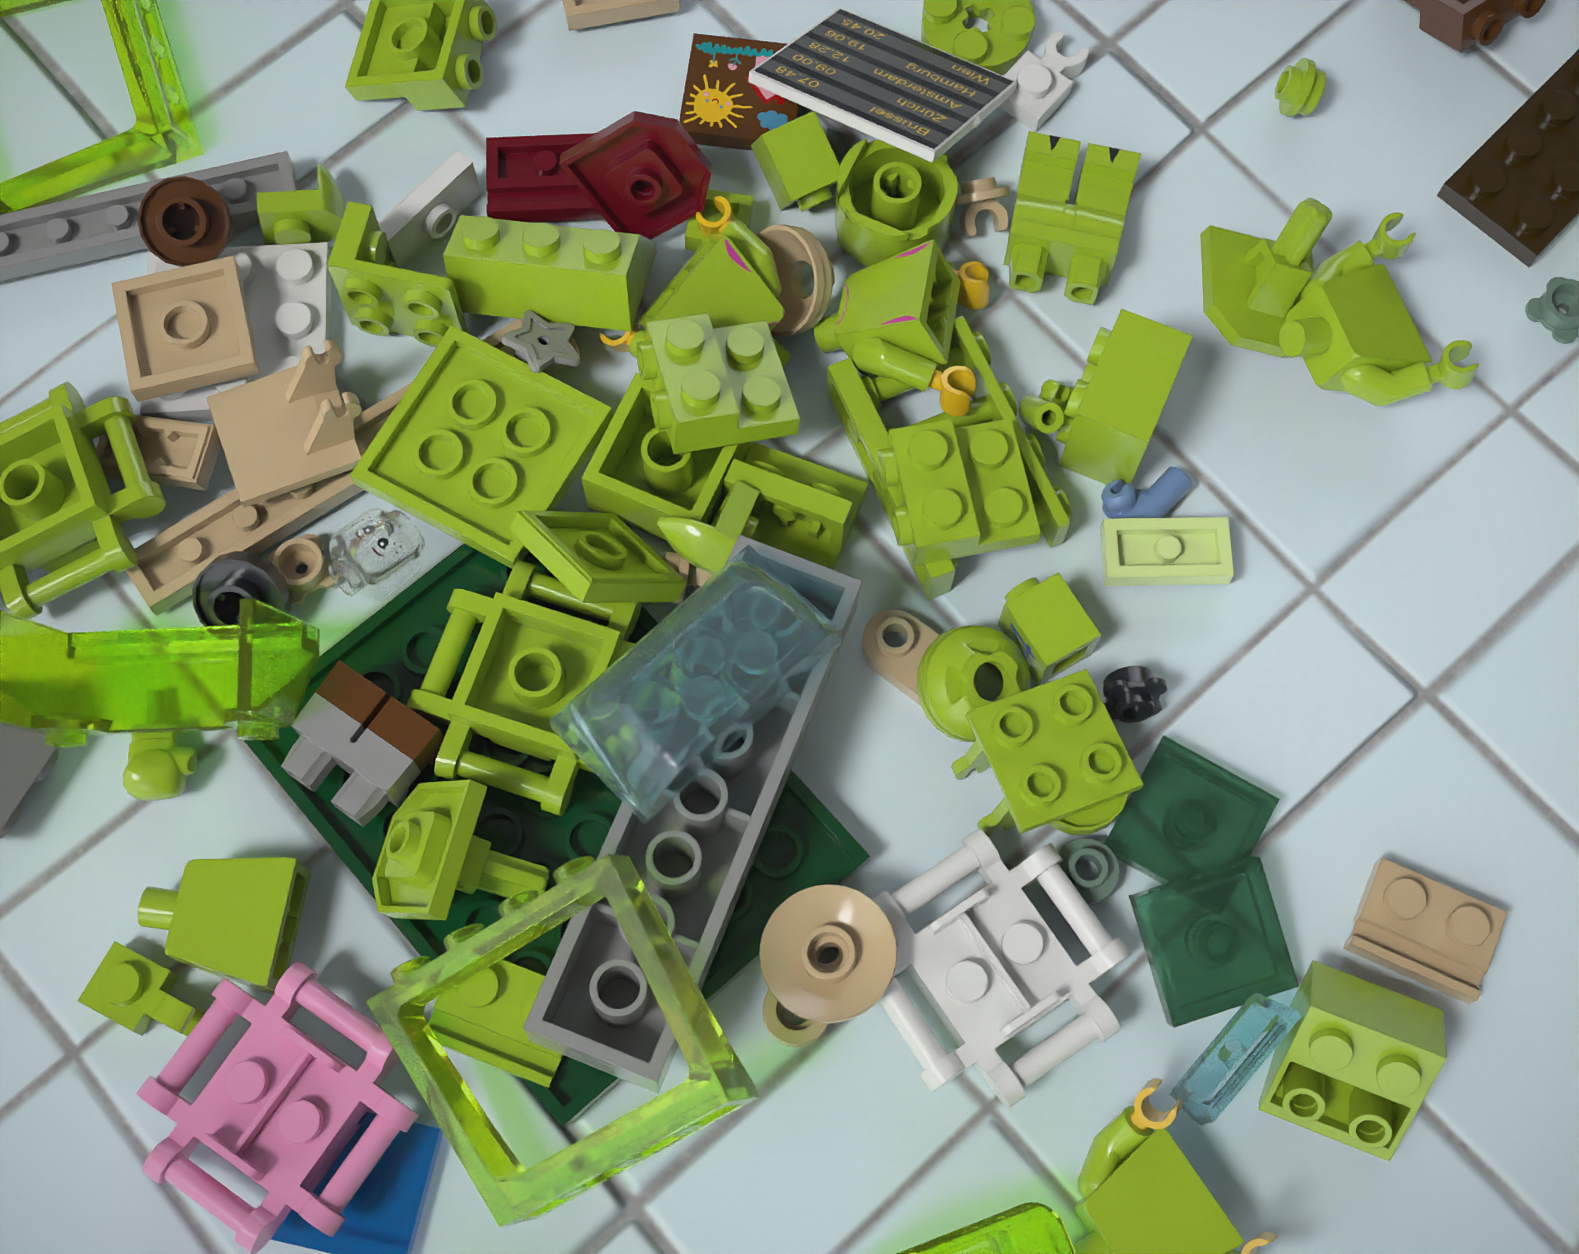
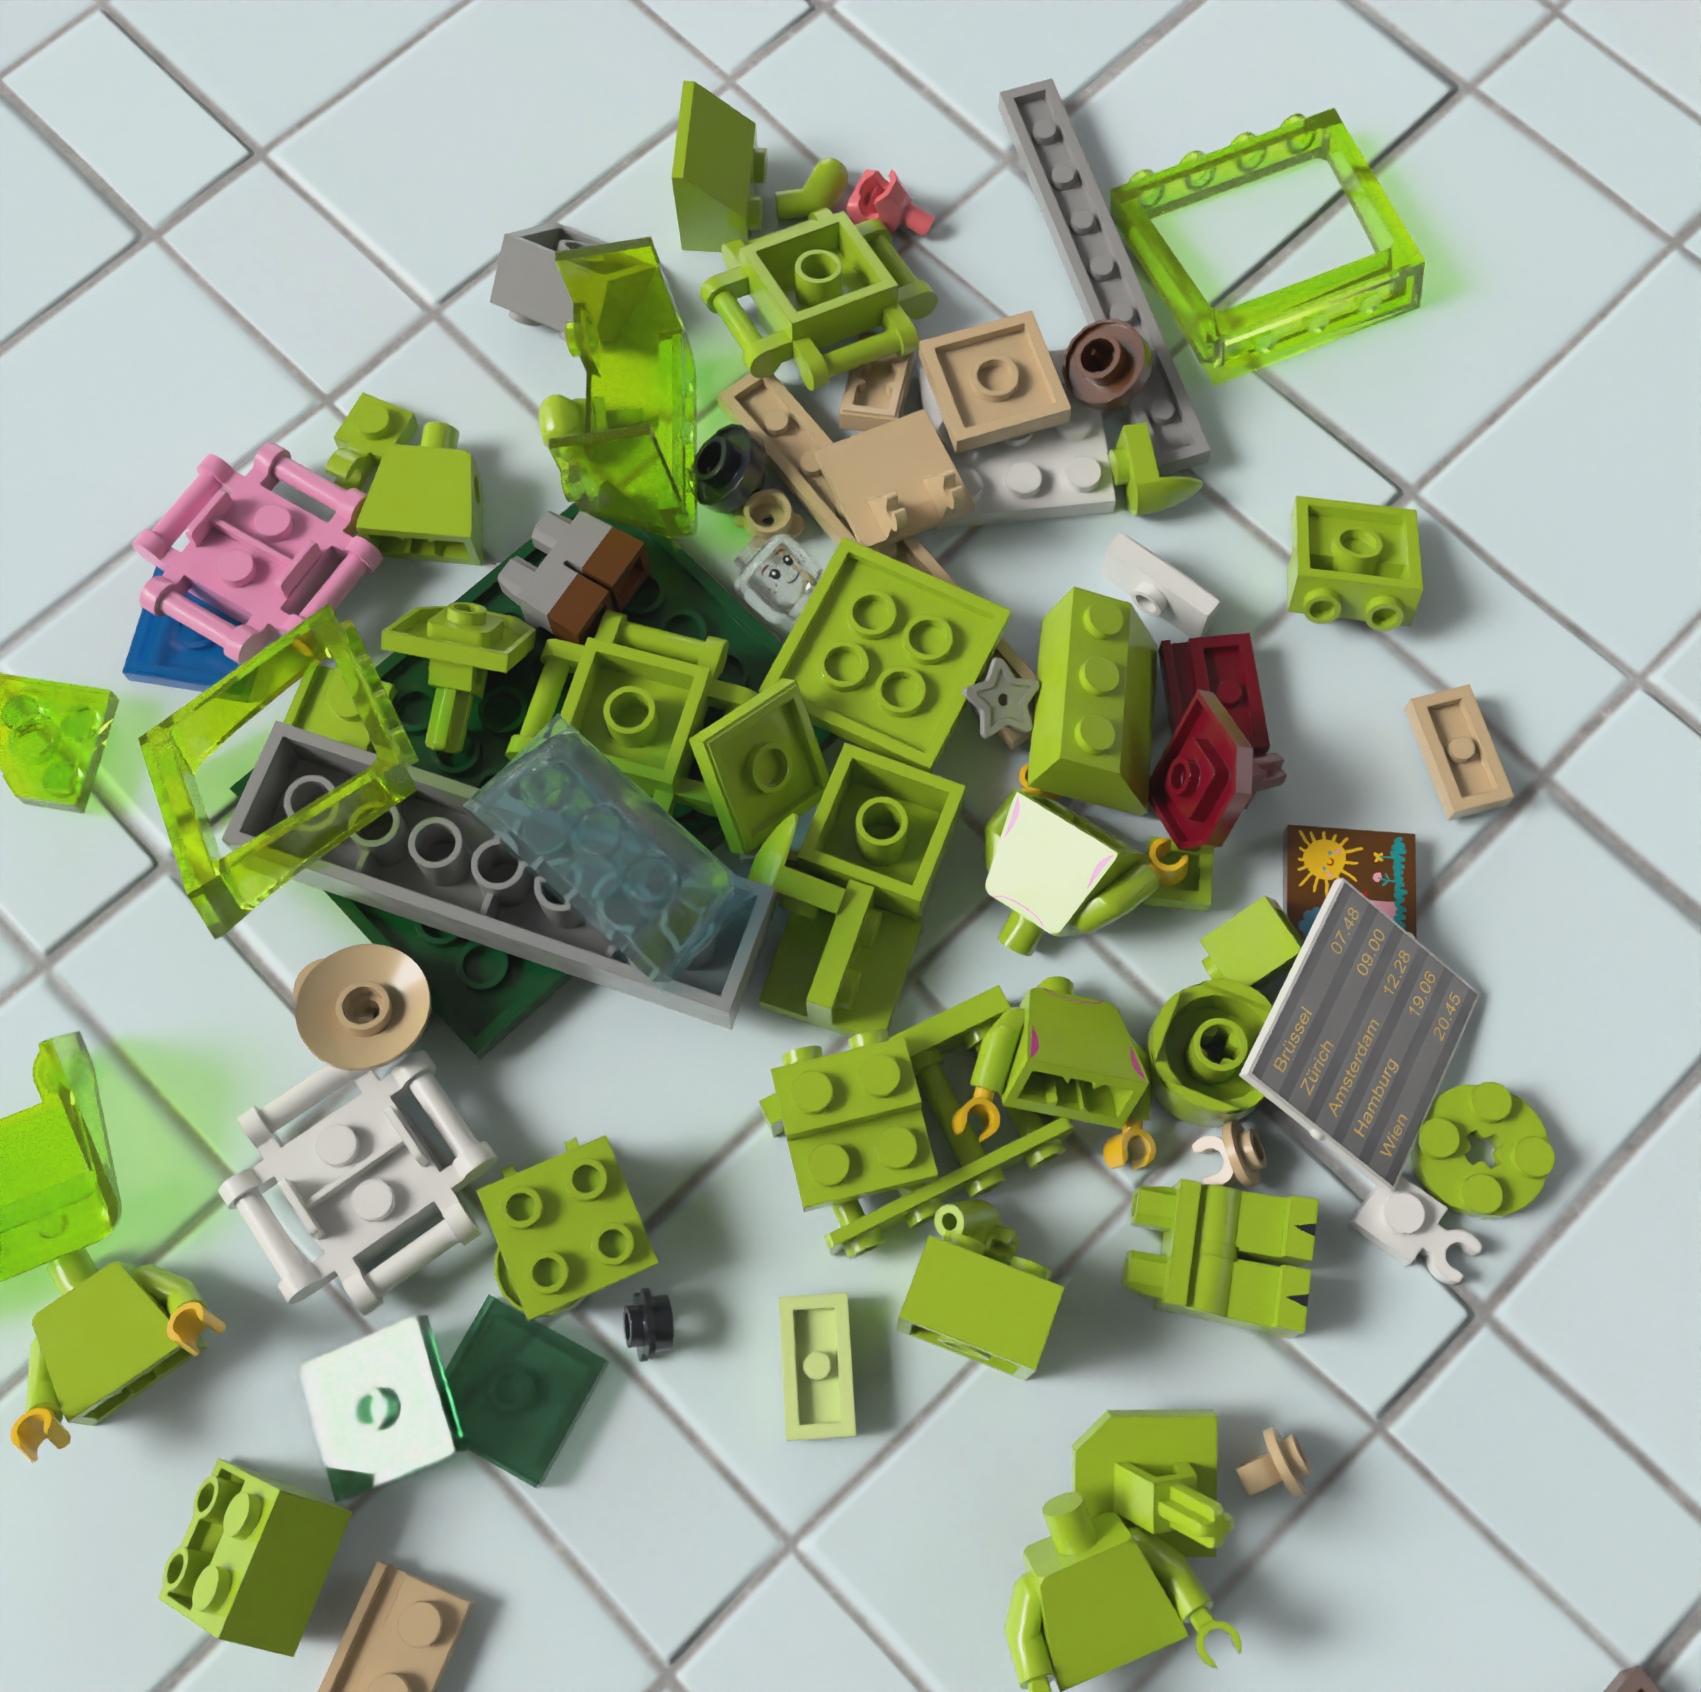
camera: 90 degrees right, 0 degrees up
(379, 293) = (1066, 529): lime bracket -> none
(715, 383) = (951, 860): lime plate -> none
(791, 251) = (1110, 956): tan piece -> none
(900, 663) = (690, 1102): tan plate -> none
(948, 674) = (685, 1144): lime piece -> none
(1048, 626) = (723, 1231): lime brick -> none
(1102, 857) = (473, 1294): sand green plate -> none
(1156, 502) = (875, 1344): medium blue arm -> none
(1233, 1057) = (257, 1424): clear light blue slope -> none
(1241, 197) = (1282, 1463): none -> tan plate
(1300, 88) = (1440, 1547): lime plate -> none

